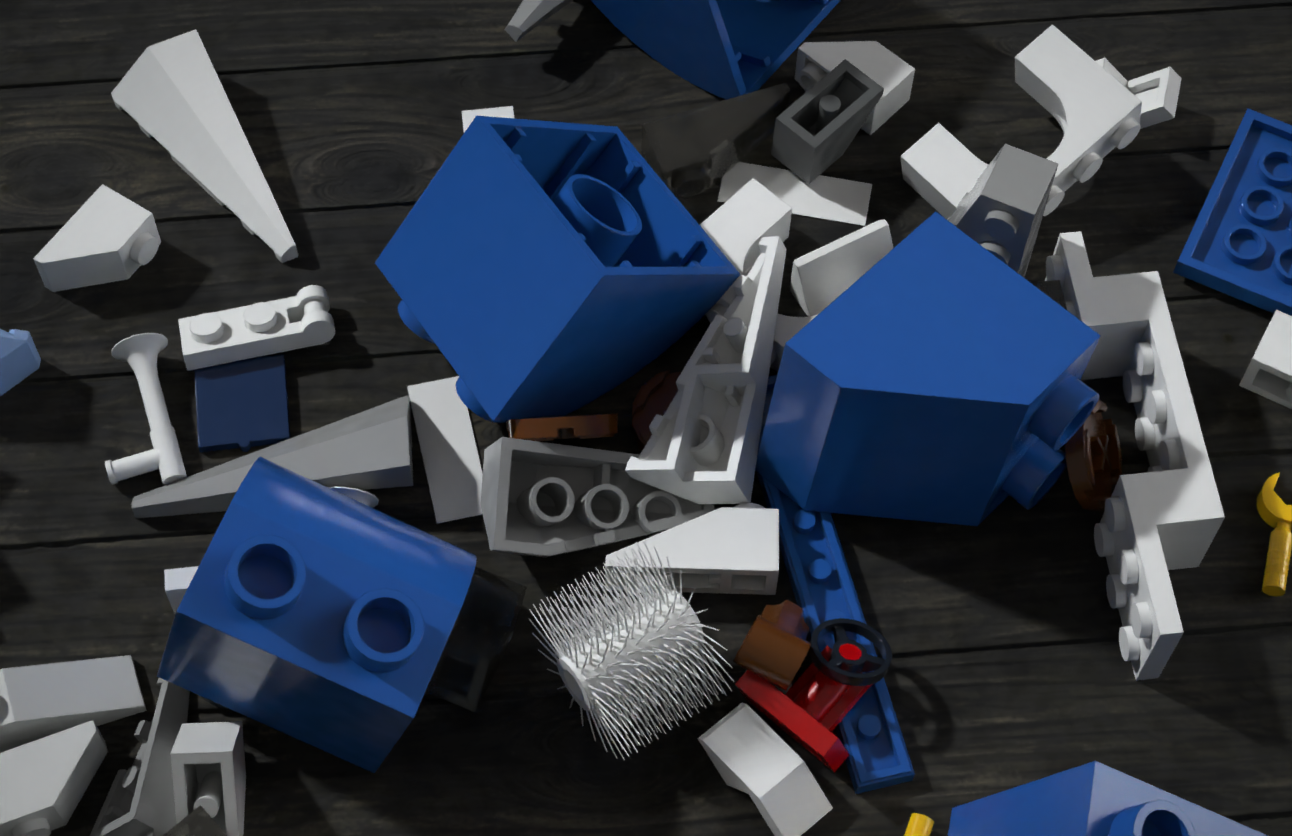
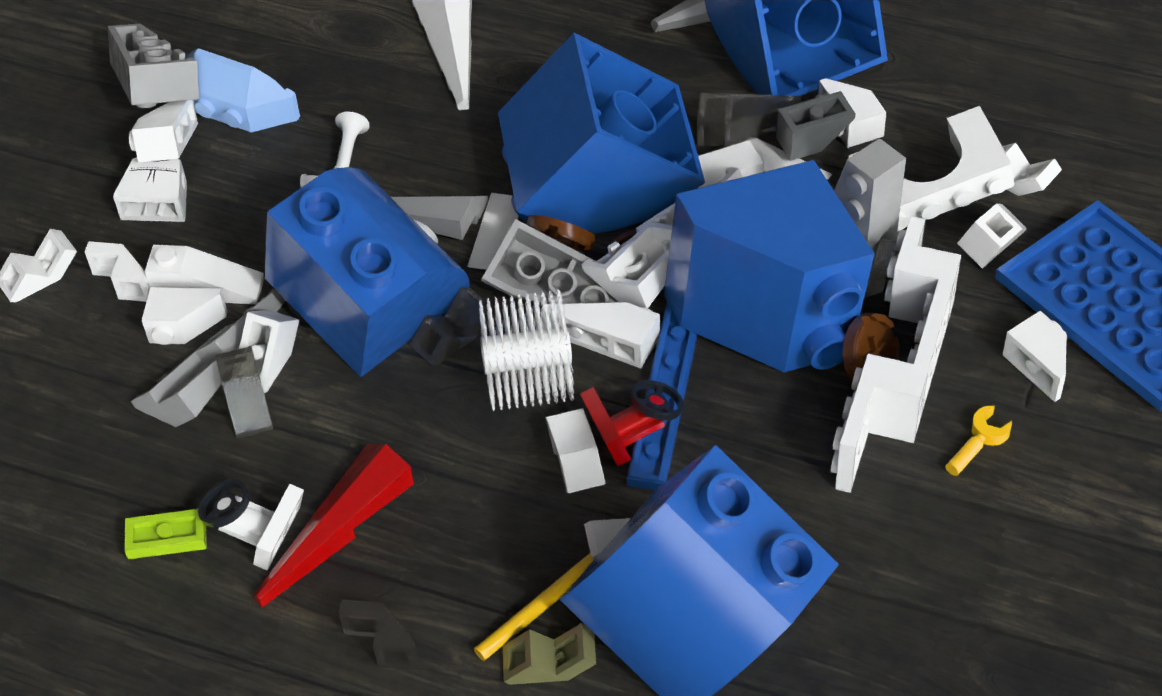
camera: 30 degrees right, 10 degrees down
(99, 243) = (359, 65): white slope -> none
(242, 404) = (397, 169): dark blue piece -> none
(257, 329) = (422, 135): white plate -> none
(775, 644) = (612, 380): reddish brown piece -> none
(1146, 211) = (991, 234): none -> white slope

